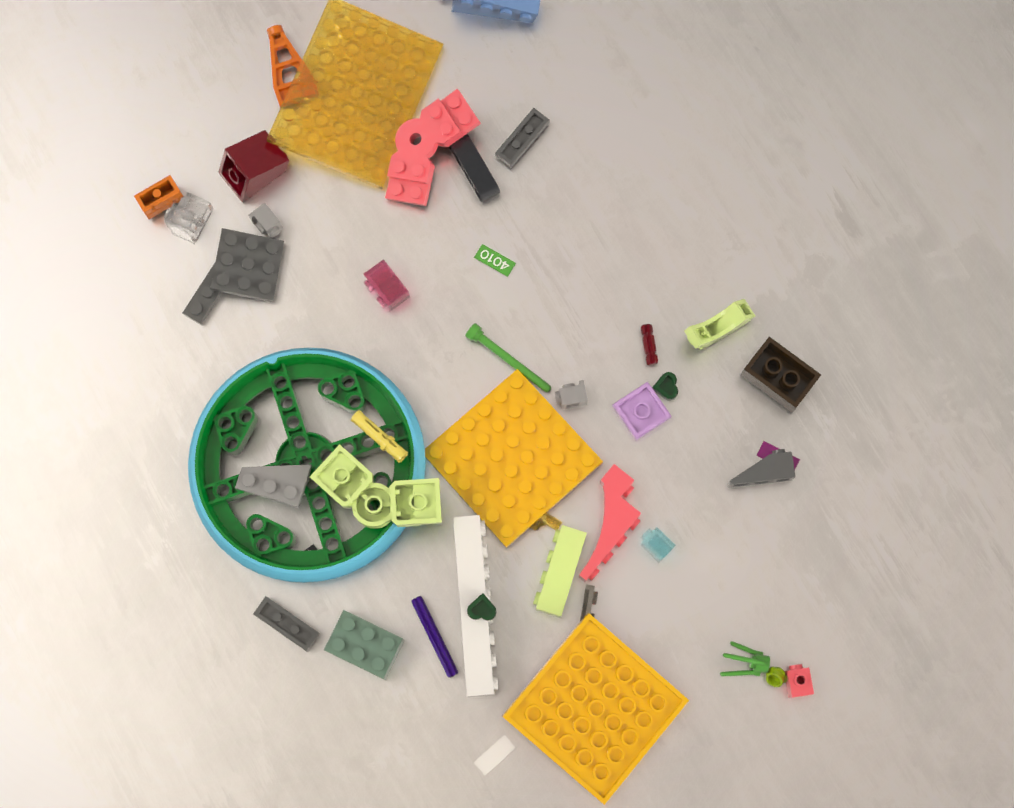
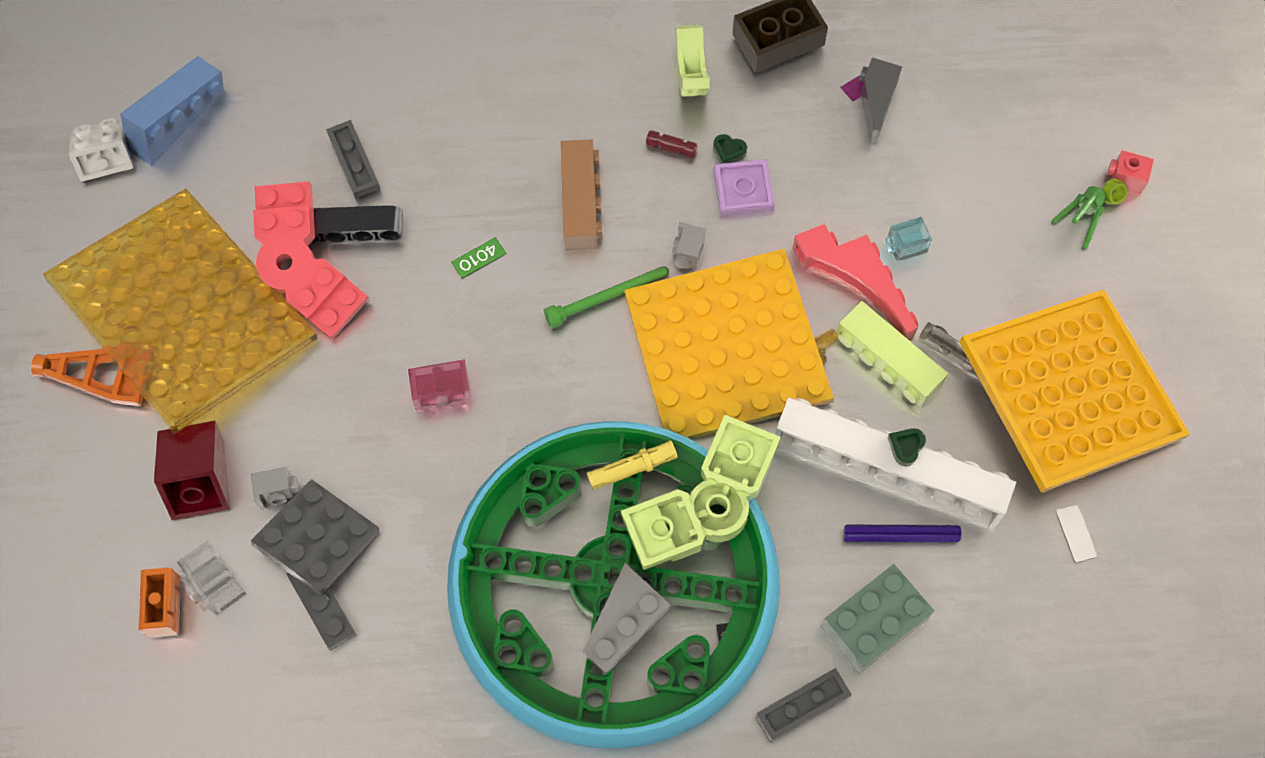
camera: 65 degrees left, 10 degrees down
(574, 301) = (578, 194): none -> medium nougat brick

